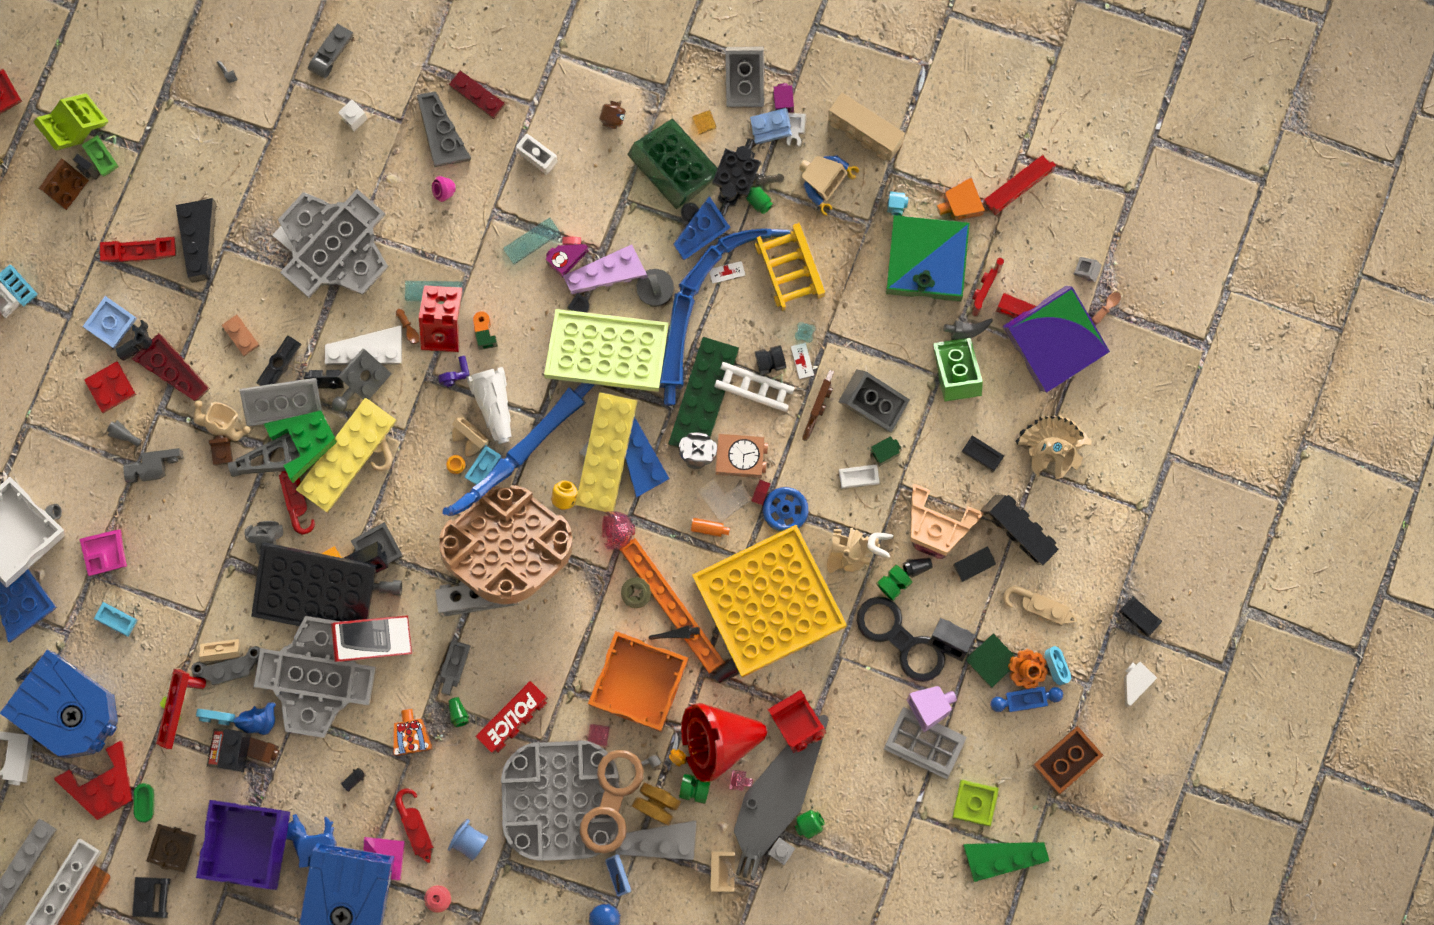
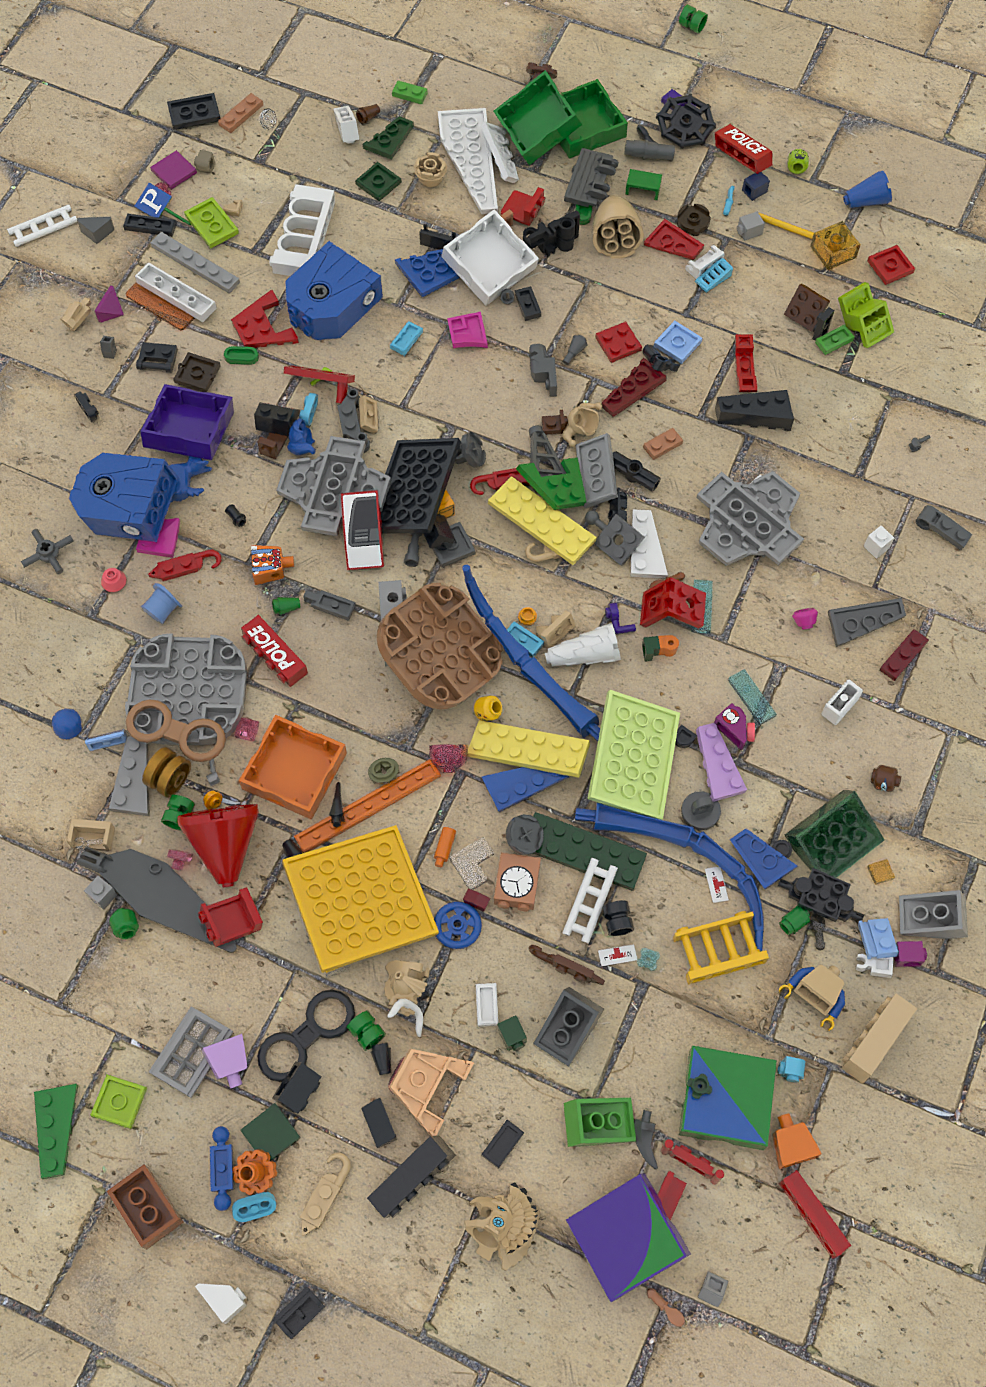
camera: 90 degrees right, 15 degrees down
(63, 488) = (528, 303): none -> black plate

